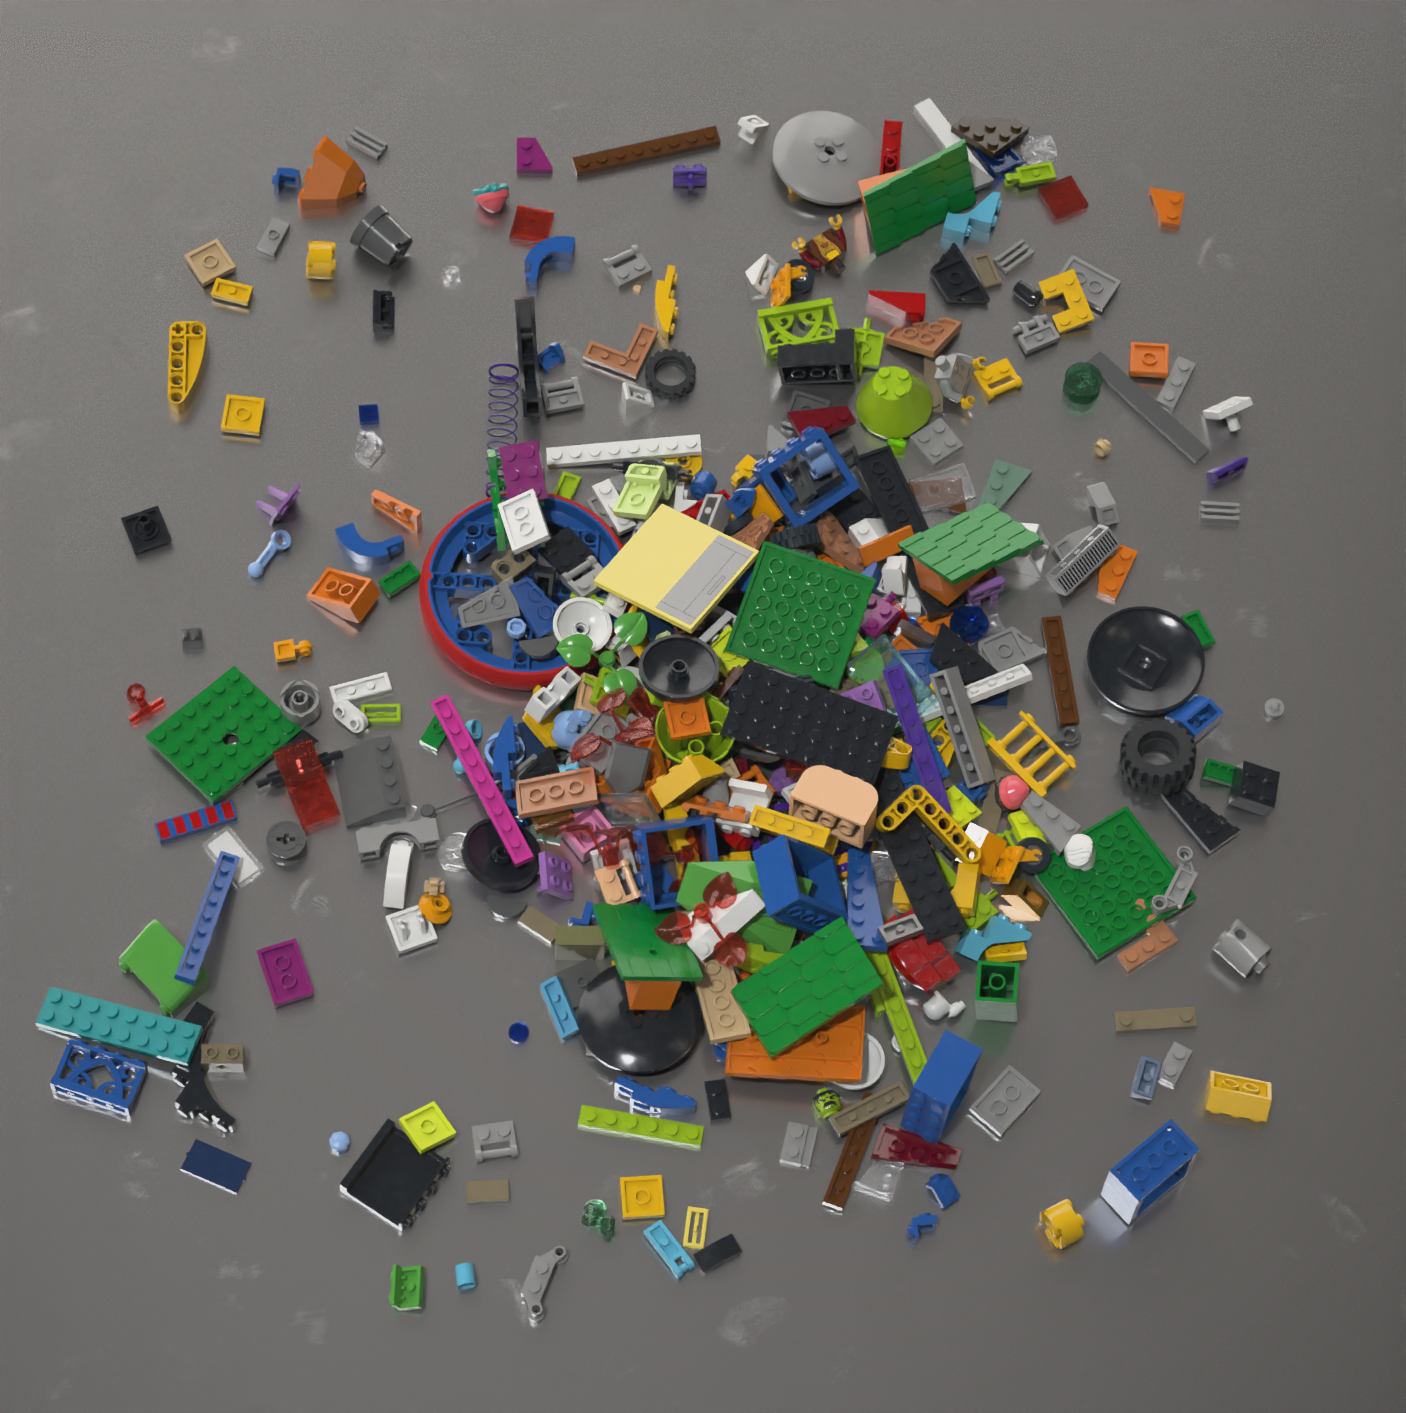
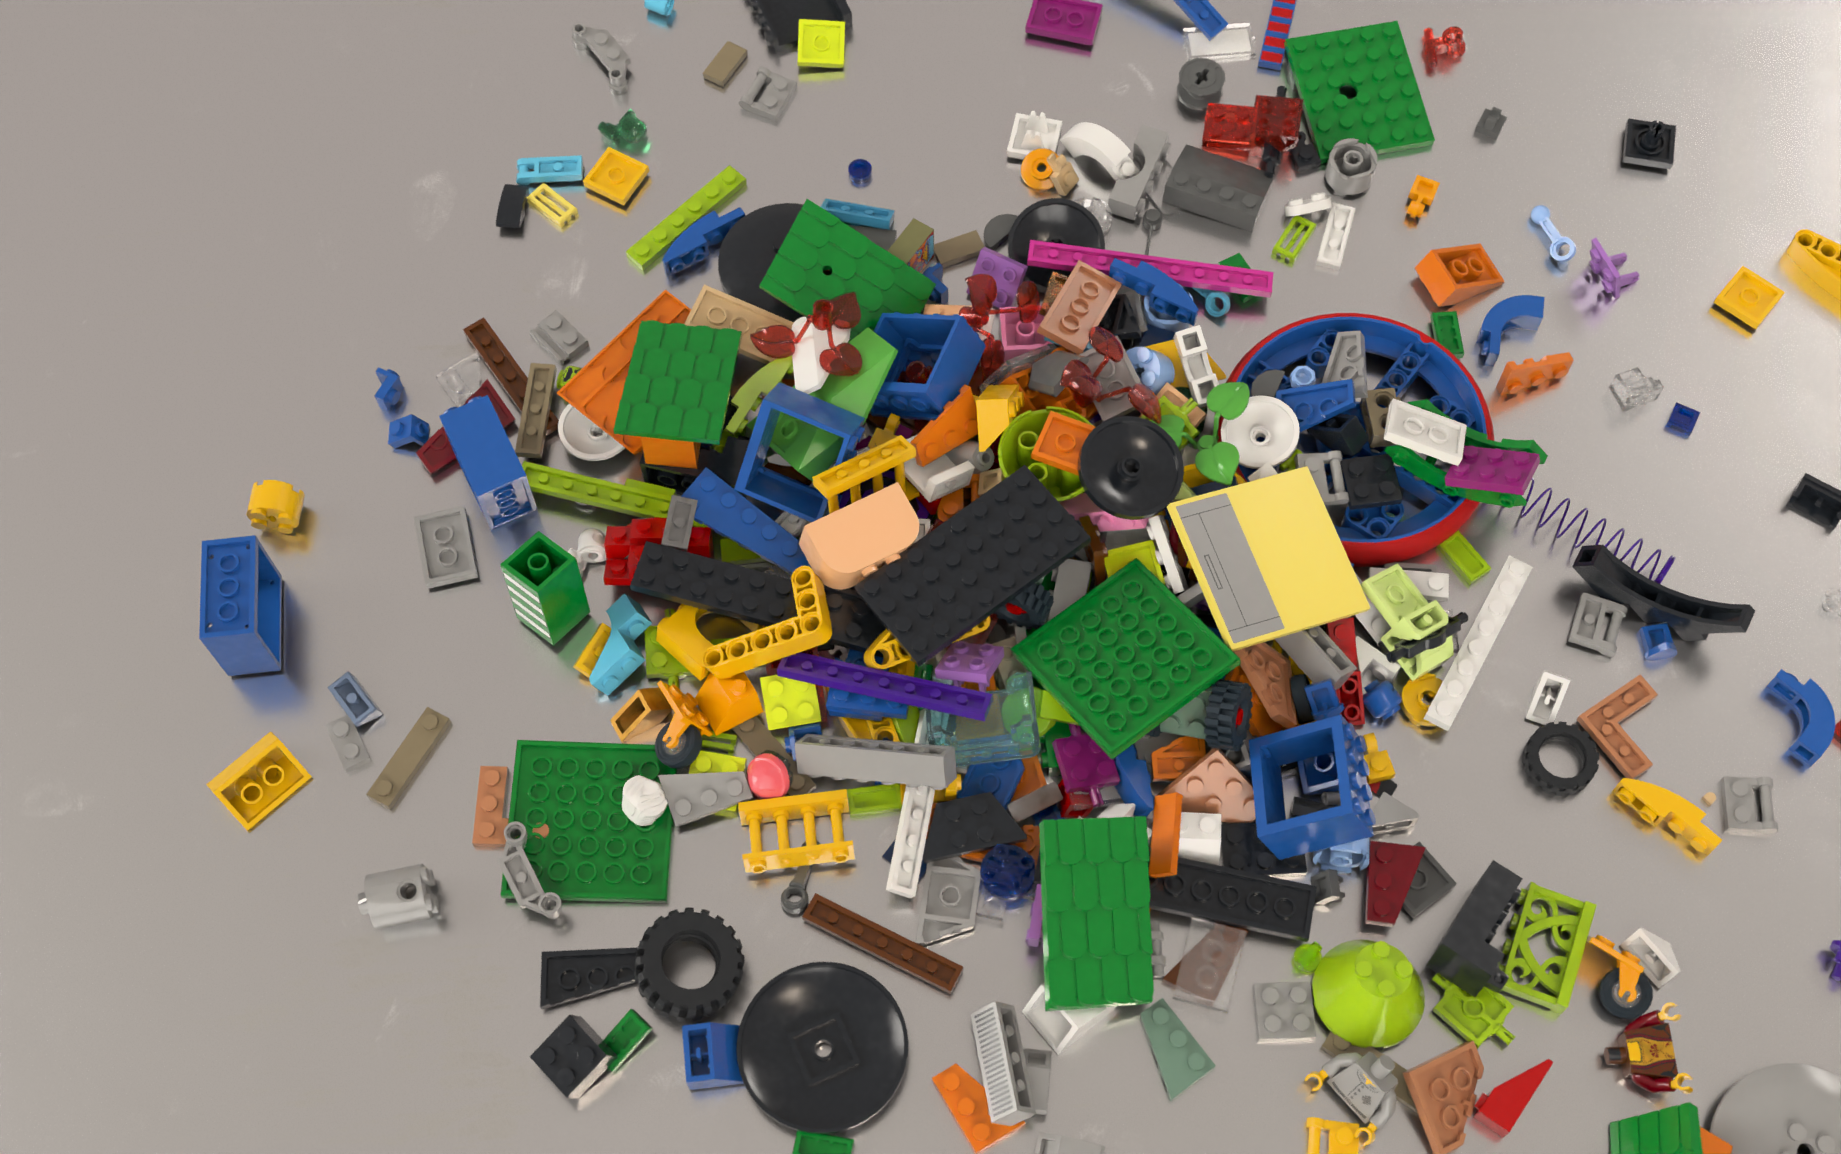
camera: 130 degrees right, 0 degrees up
(717, 1100) = (649, 289): black plate -> none

